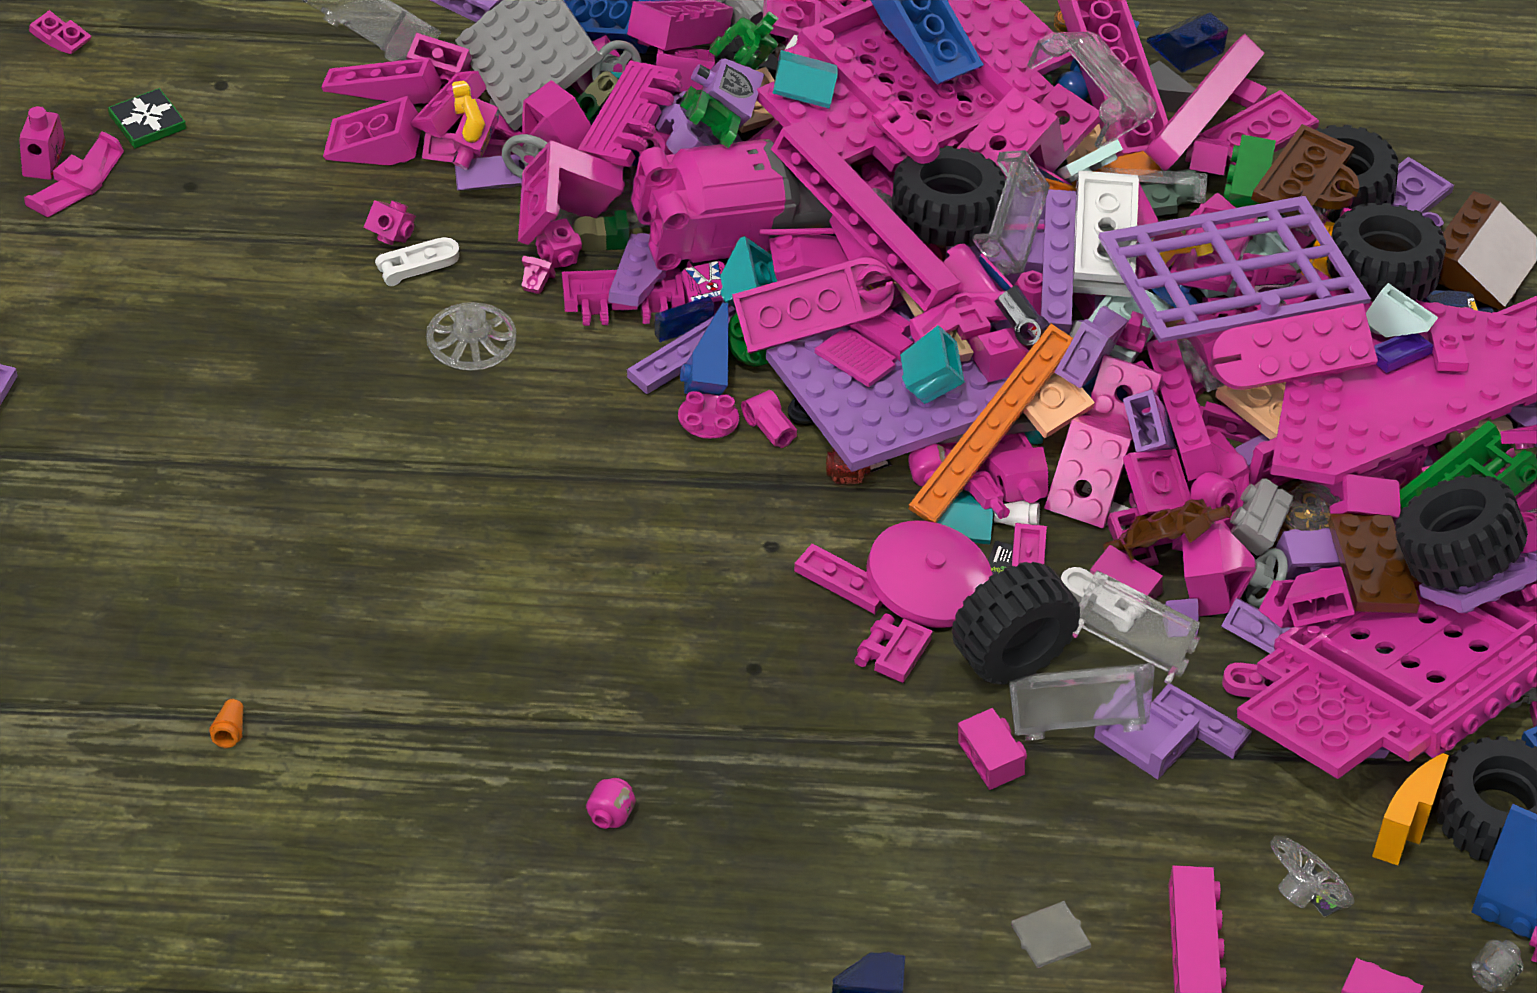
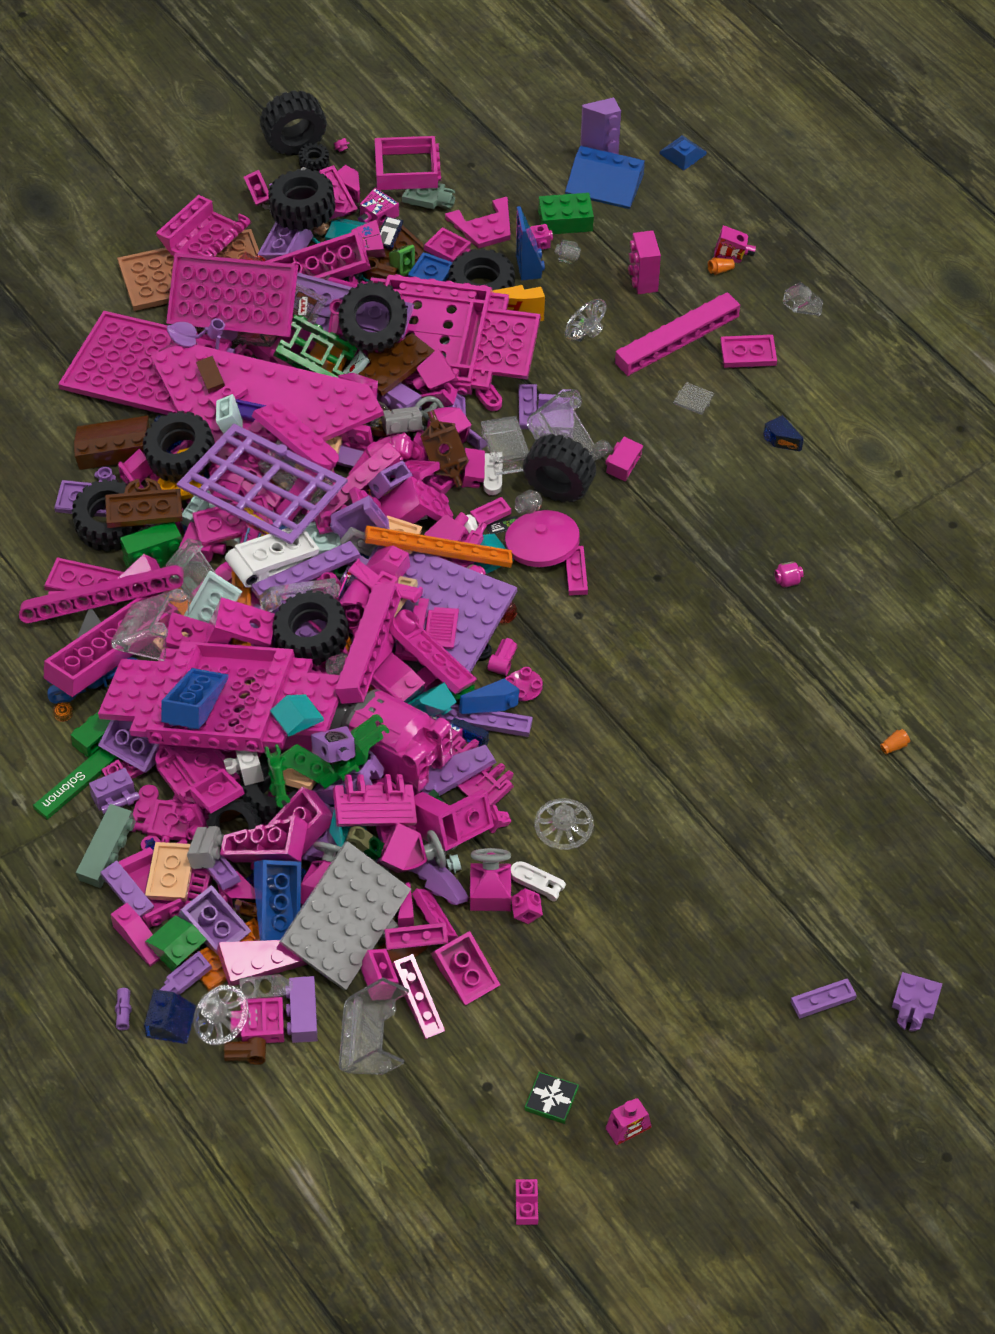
camera: 125 degrees left, 5 degrees up
(77, 177) = (628, 1089): dark pink plate -> none
(452, 204) = (490, 880): none -> dark pink piece
(475, 126) = (436, 890): torso -> none
(512, 206) = (453, 863): none -> light aqua plate
(900, 653) = (596, 525): dark pink plate -> none
(907, 133) = (295, 650): dark pink plate -> none
(932, 365) = (434, 576): teal torso -> none
(1021, 313) = (368, 555): black piece -> none
(1191, 41) = (35, 643): clear blue slope -> none
(1503, 349) = (210, 374): none -> reddish brown tile

